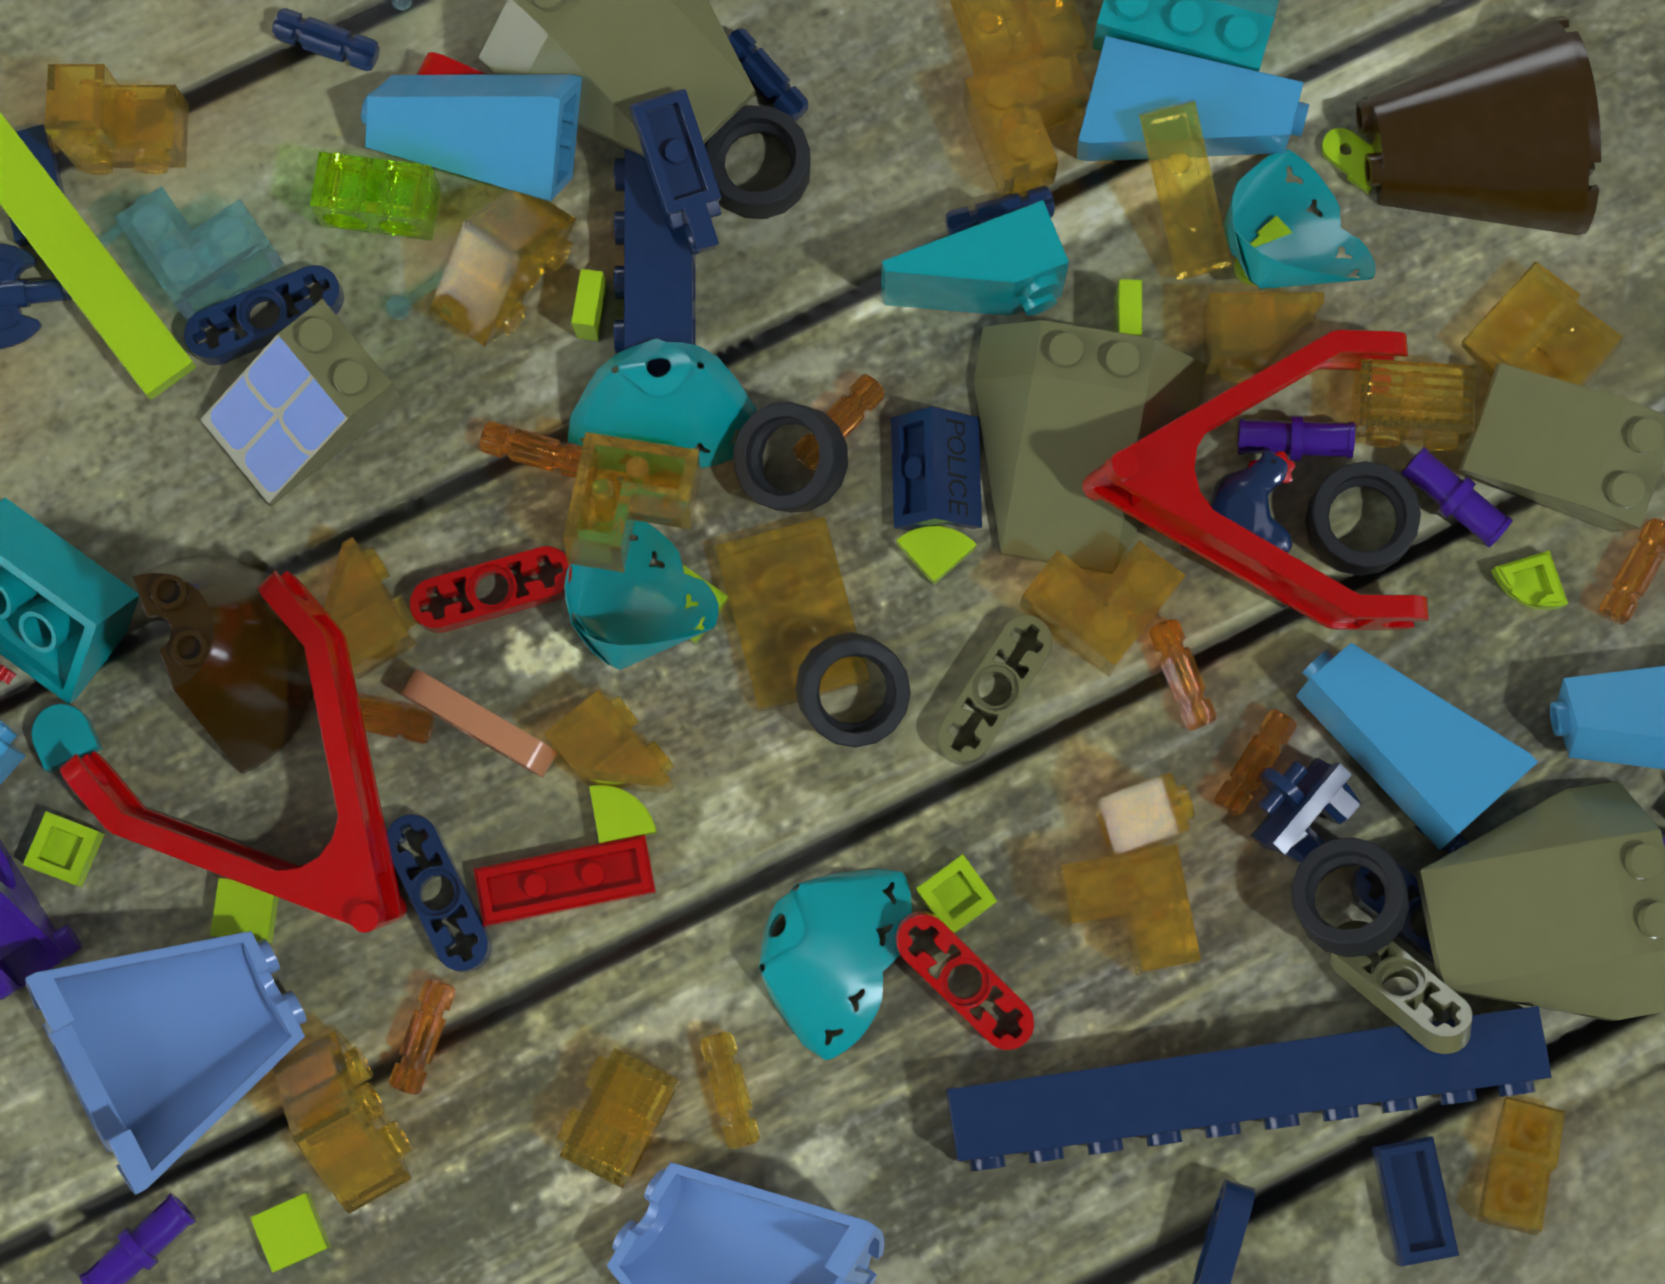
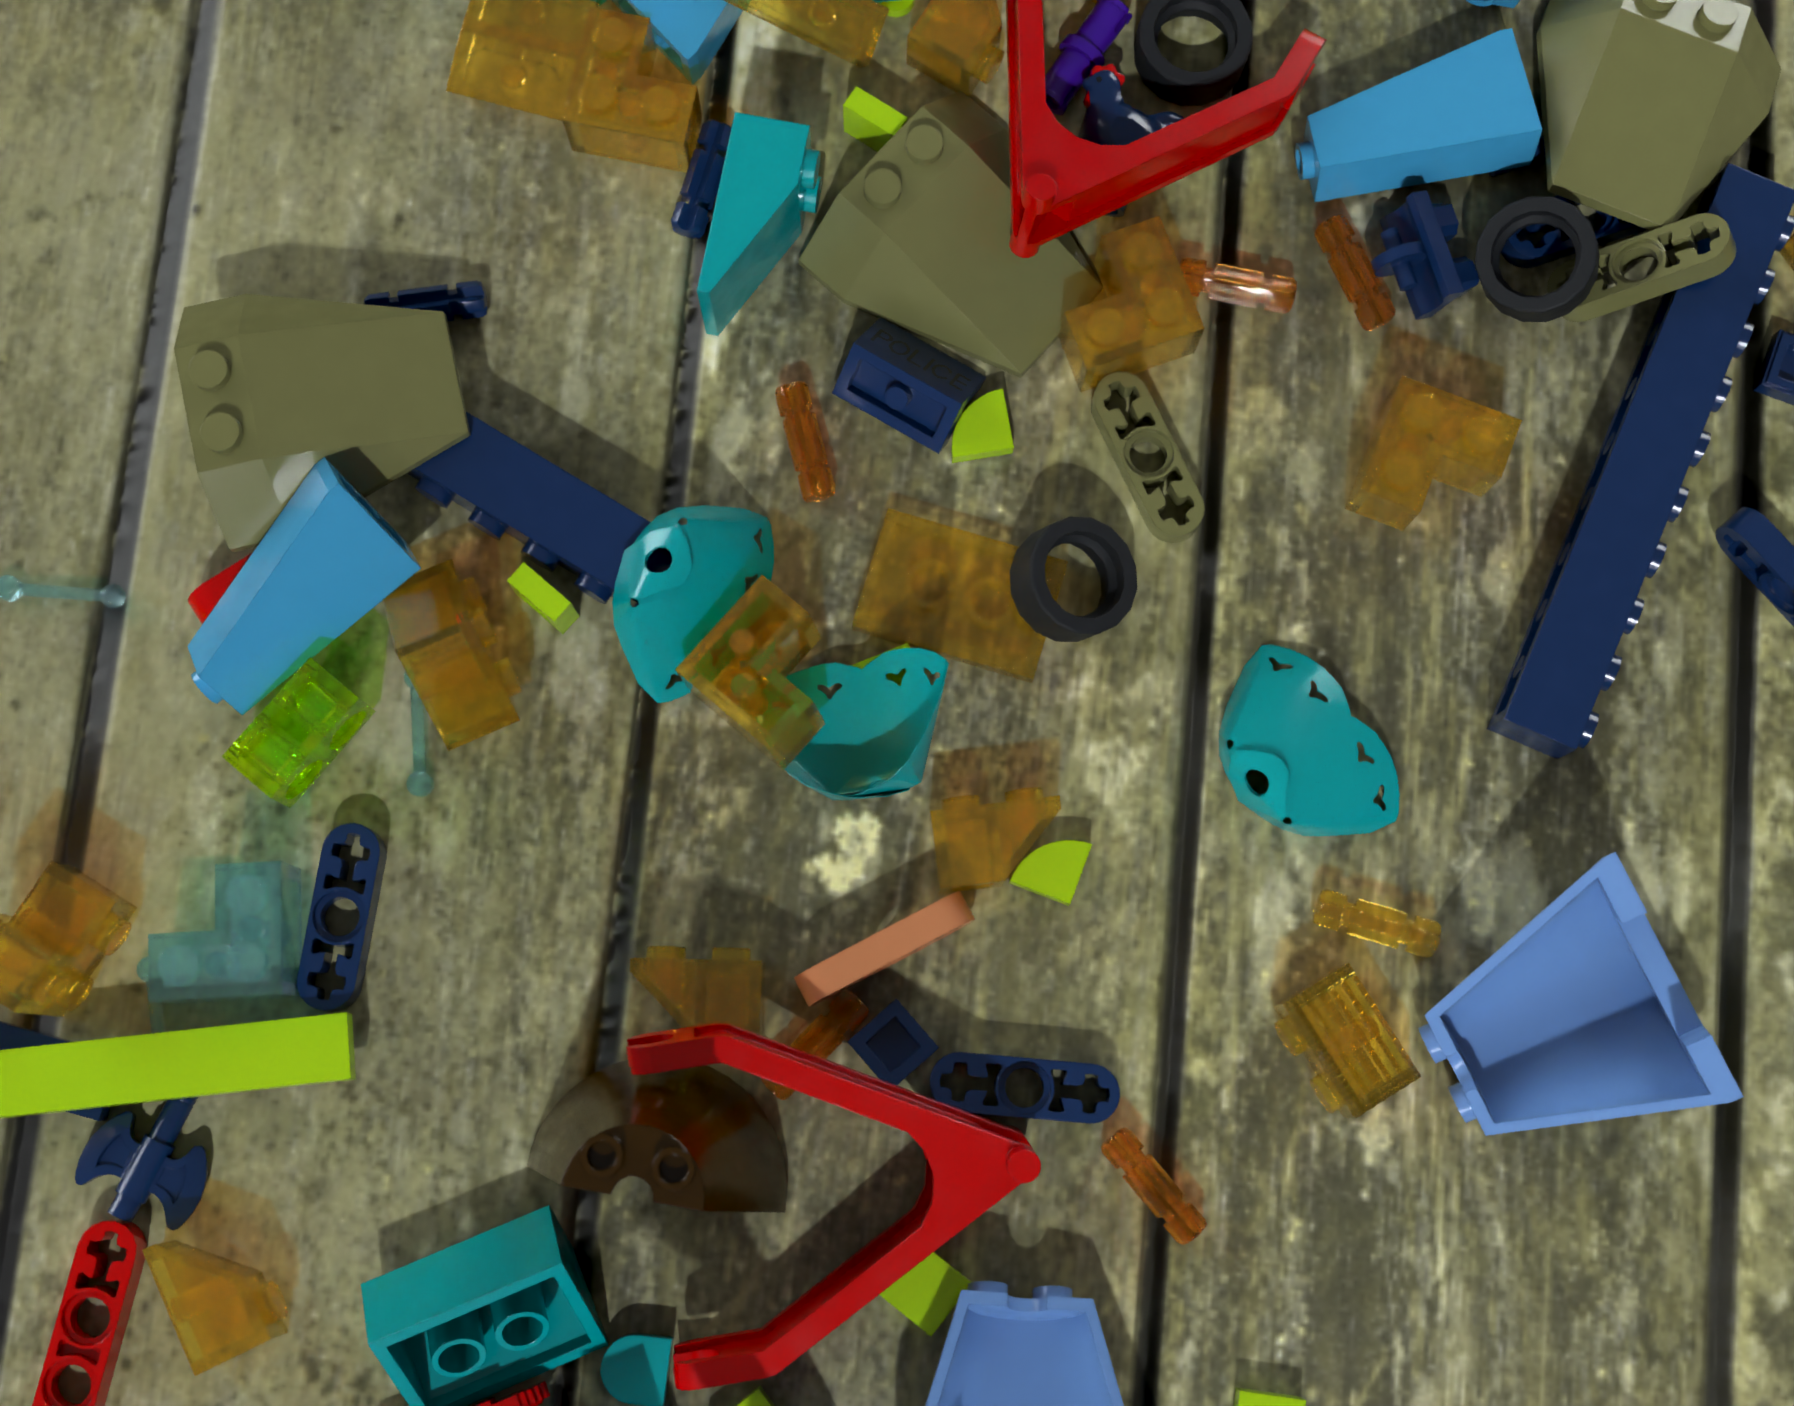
camera: 65 degrees left, 0 degrees up
(300, 403) = (455, 933): slope -> none
(326, 39) = (102, 692): dark blue axle -> none
(340, 1121) = (1197, 1313): clear yellow brick -> none
(412, 775) = (893, 1044): none -> dark blue tile
(455, 613) = (789, 818): red beam -> none
(530, 448) = (649, 737): clear orange axle -> none
(564, 881) = (1084, 960): red tile -> none
(679, 166) = (475, 422): dark blue hinge -> none
(751, 445) = (776, 528): black tyre -> none
(761, 121) = (505, 315): black tyre -> none
(956, 894) = (1316, 608): lime tile -> none
(1006, 999) = (1422, 627): red beam -> none
(1145, 815) = (1356, 390): clear yellow slope -> none

